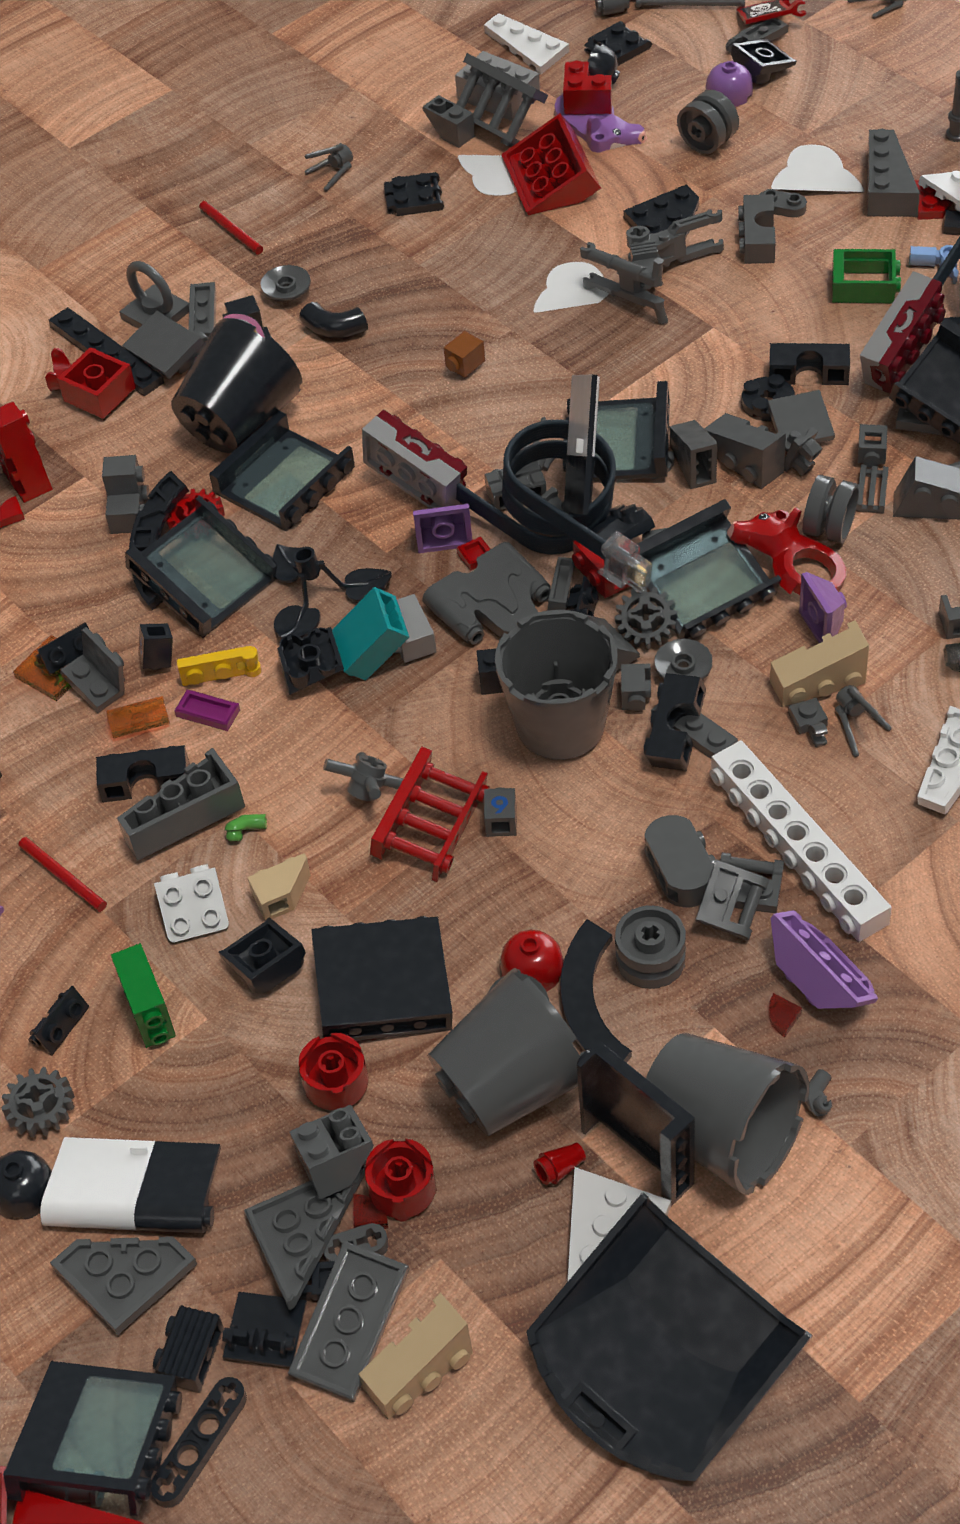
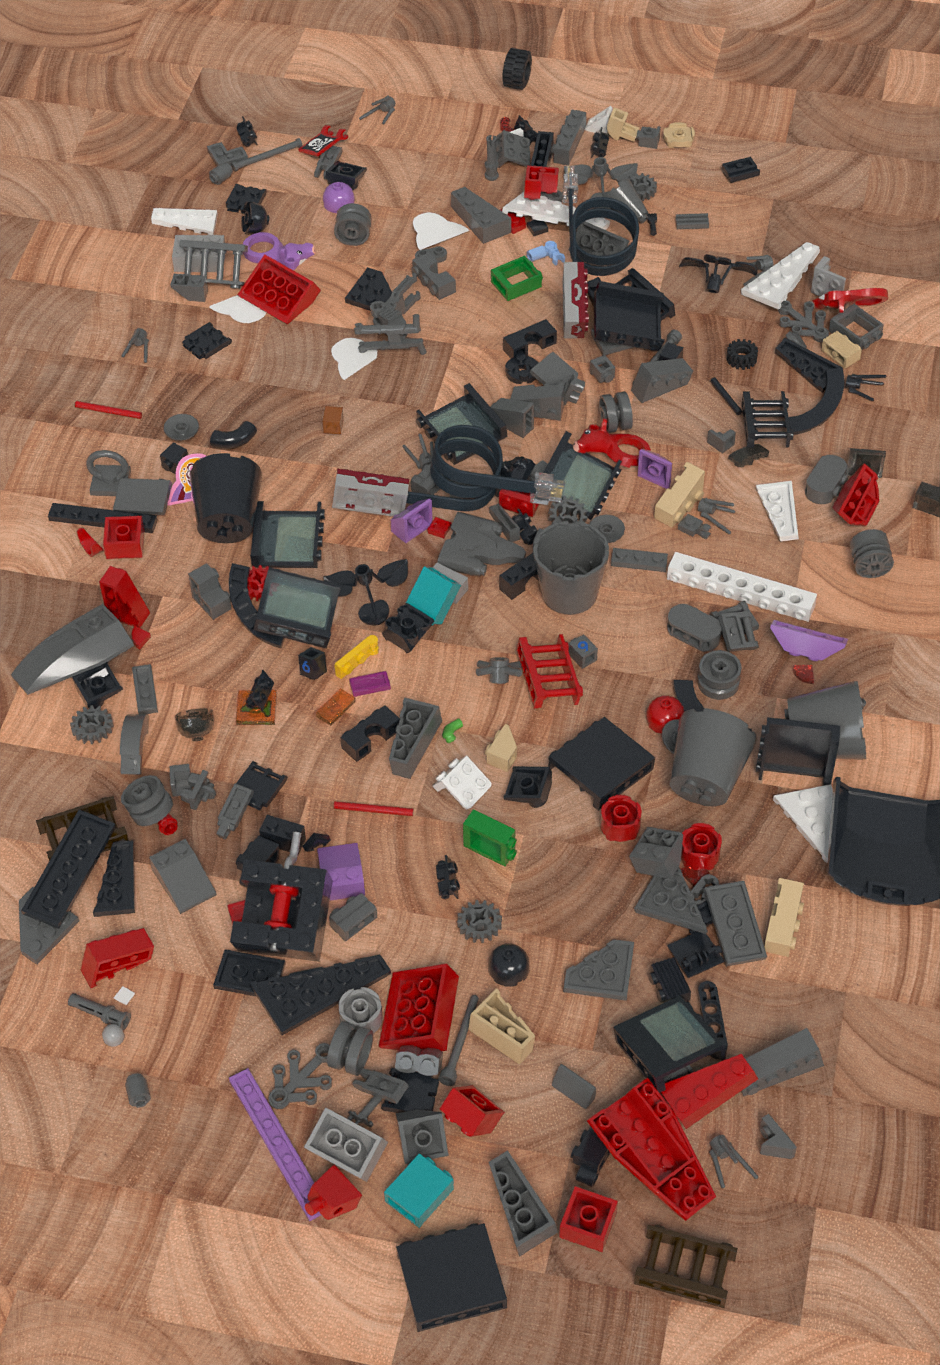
camera: 40 degrees left, 0 degrees up
(96, 673) = (293, 693): dark grey bracket -> none
(131, 1185) = (567, 930): door -> none
(202, 308) = (142, 464): dark grey plate -> none
(559, 1162) = (764, 799): red cone -> none
(581, 443) = (479, 432): door -> none
(586, 93) = (262, 236): red brick -> none
(677, 698) = (638, 574): black arch -> none
(873, 473) = (619, 386): dark grey tile -> none

